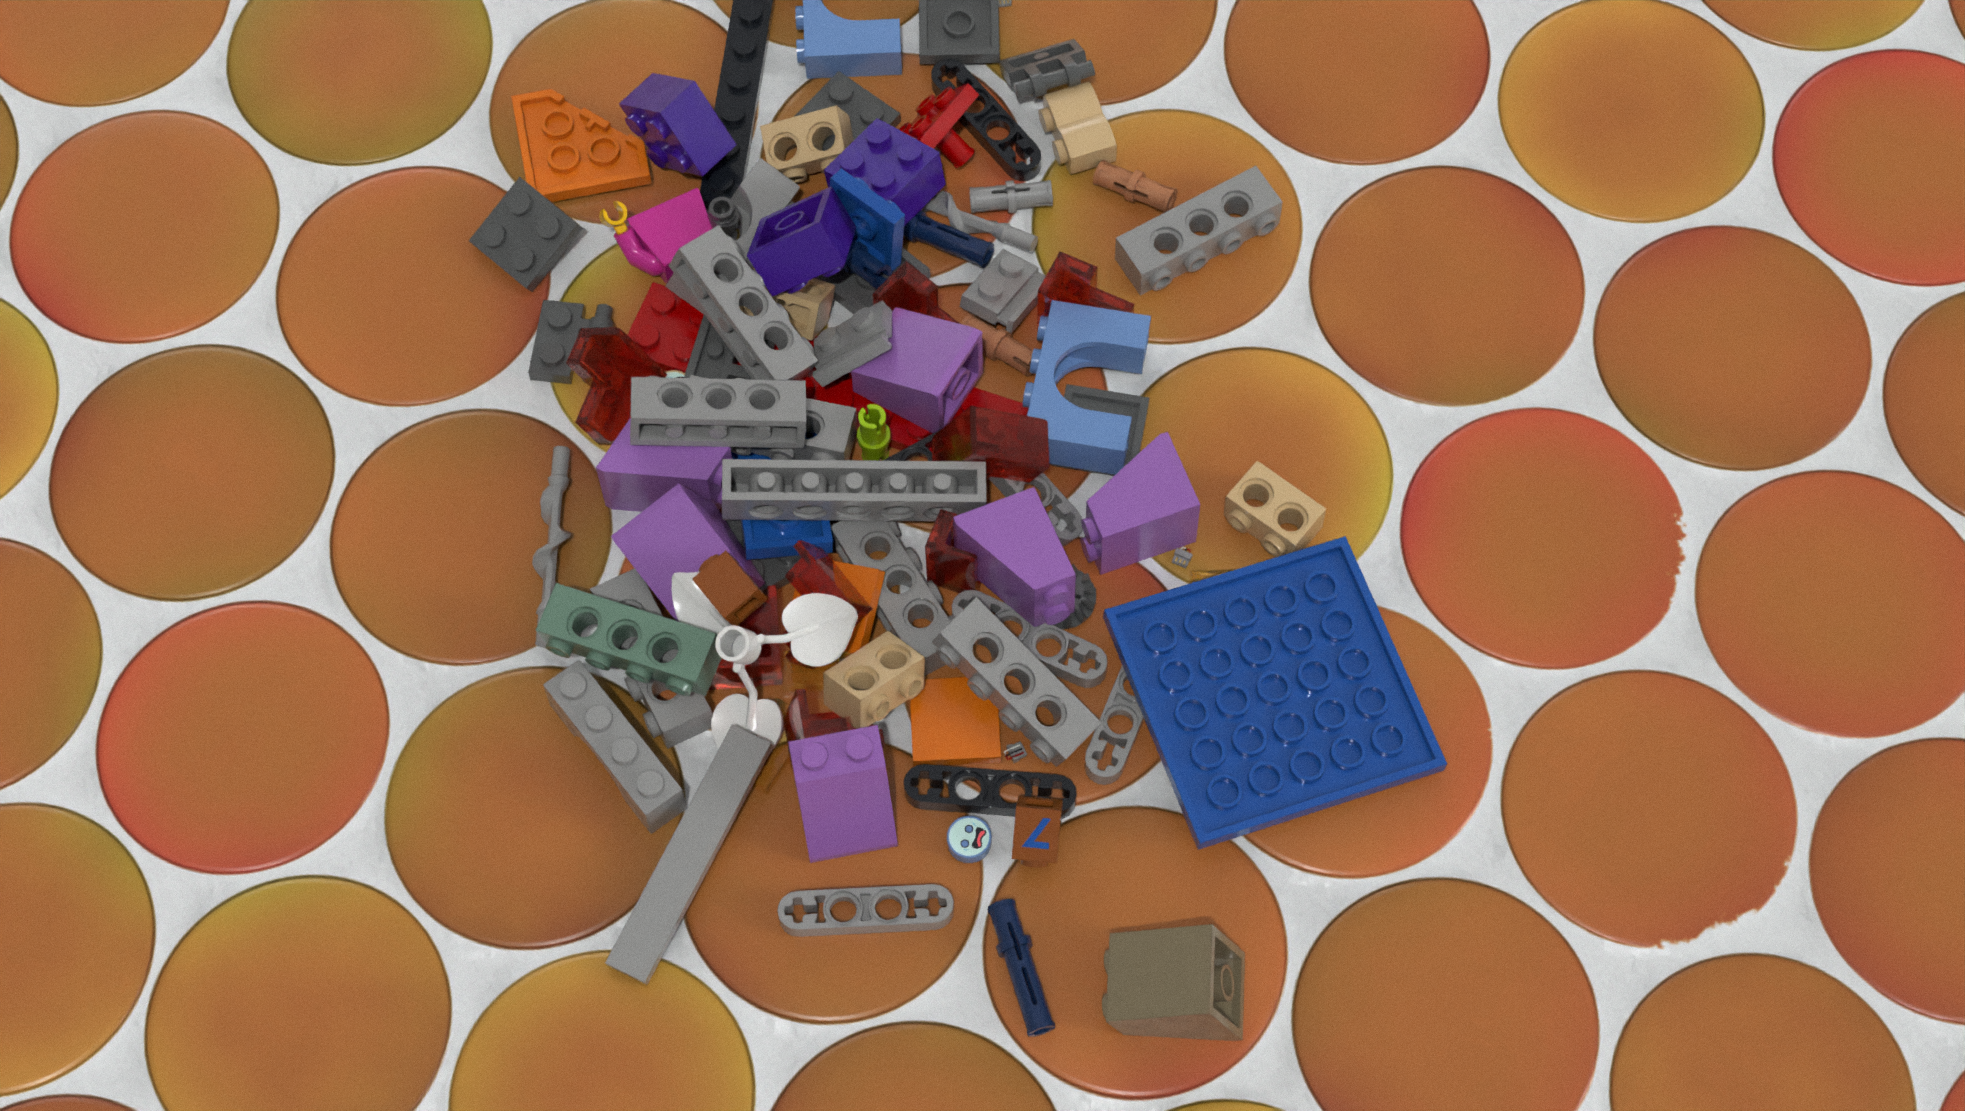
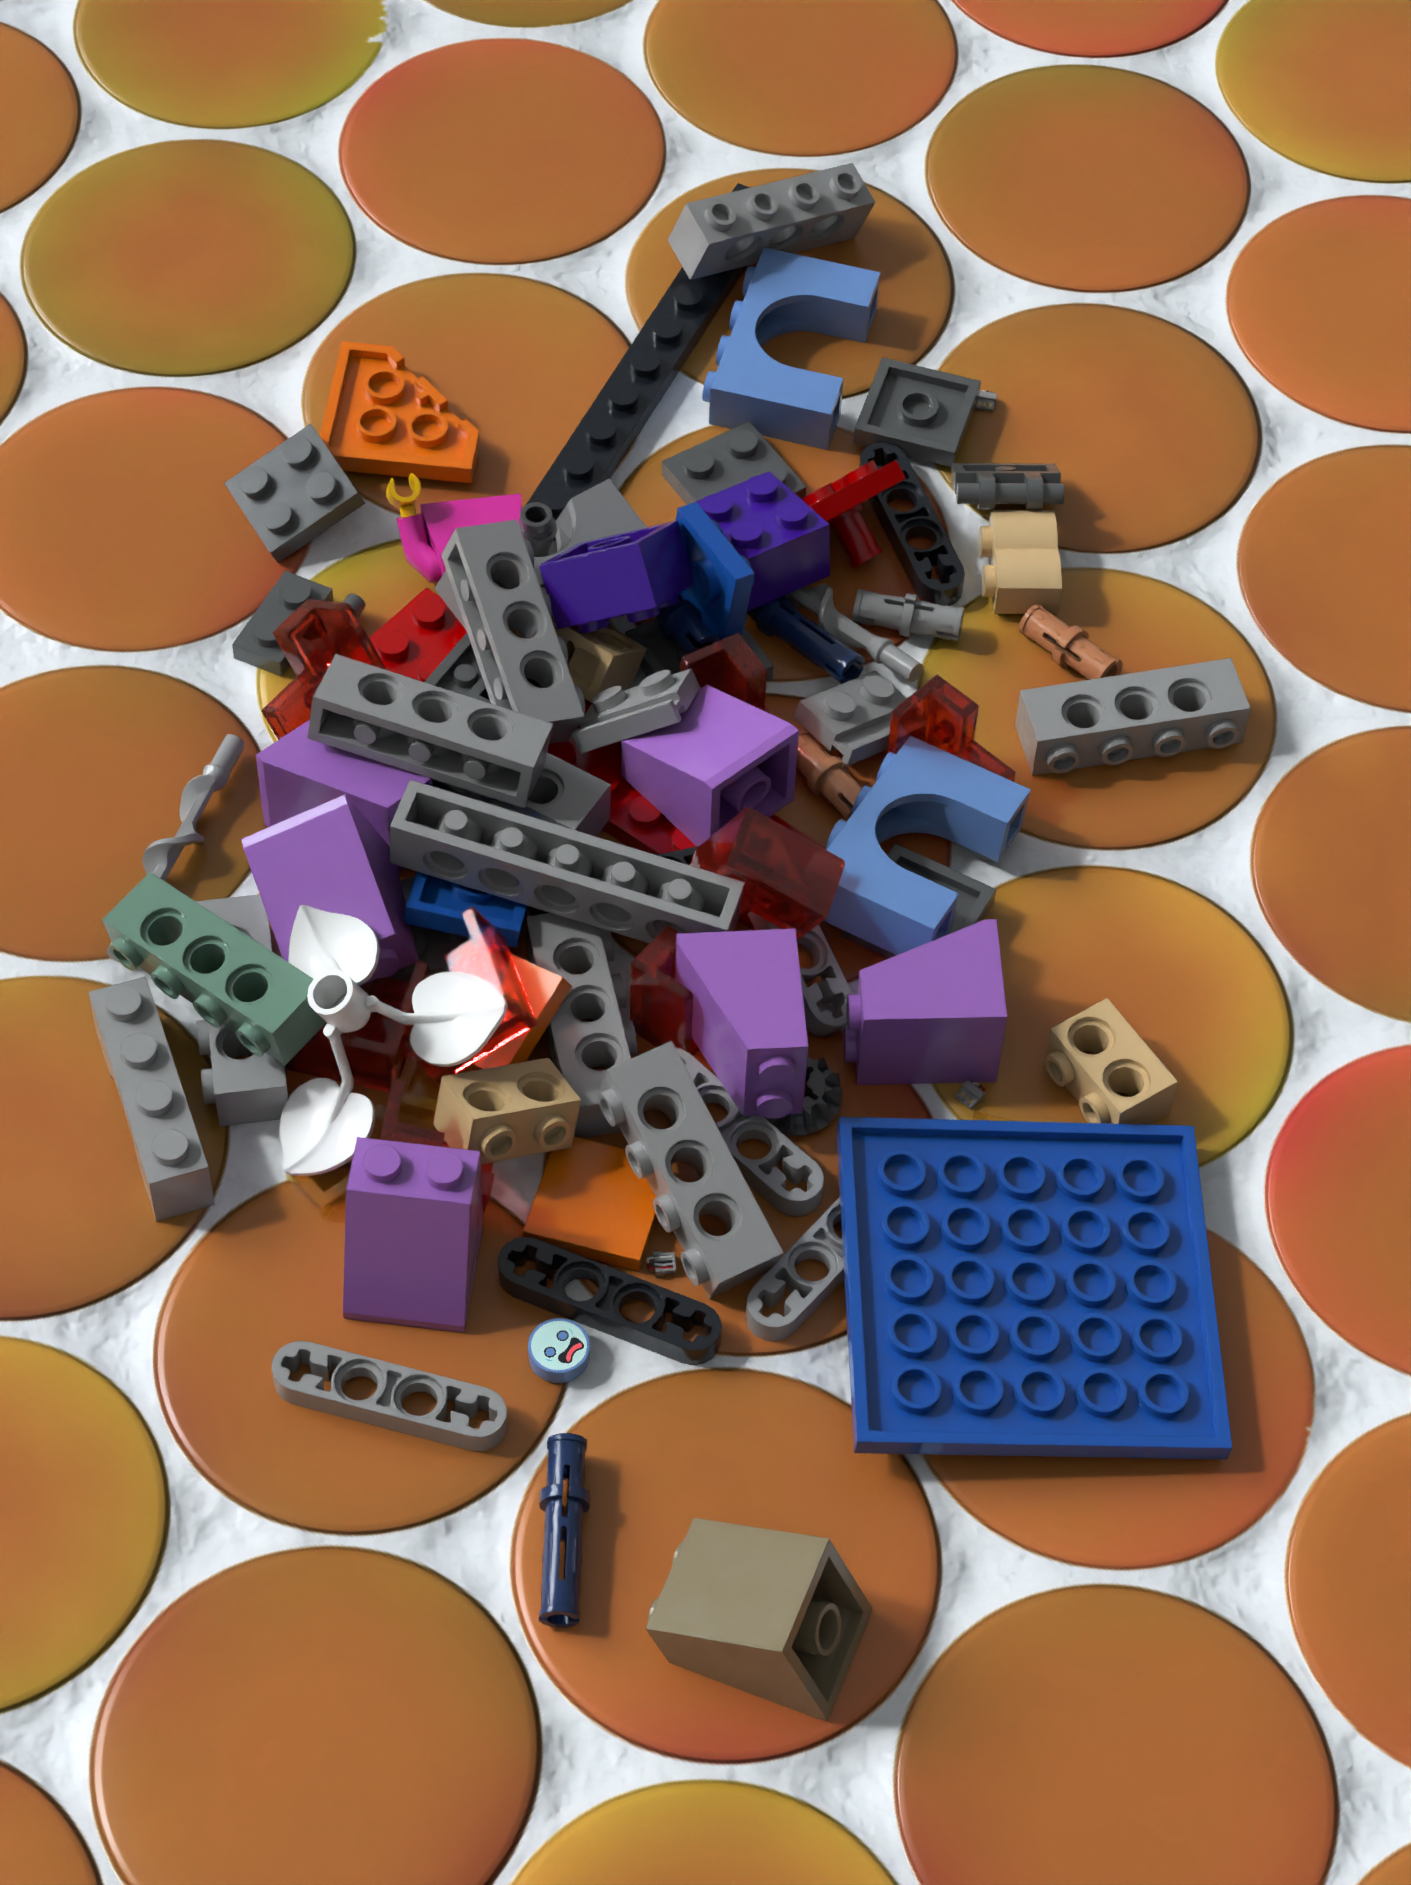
camera: 15 degrees right, 10 degrees down
(677, 124) = (521, 415): dark purple brick -> none
(689, 855) = (187, 1254): light grey tile -> none
(729, 587) = (360, 936): dark orange brick -> none
(808, 133) = (676, 474): tan brick -> none
(873, 433) = (623, 818): lime pin -> none
(1037, 831) = (648, 1362): dark orange brick -> none

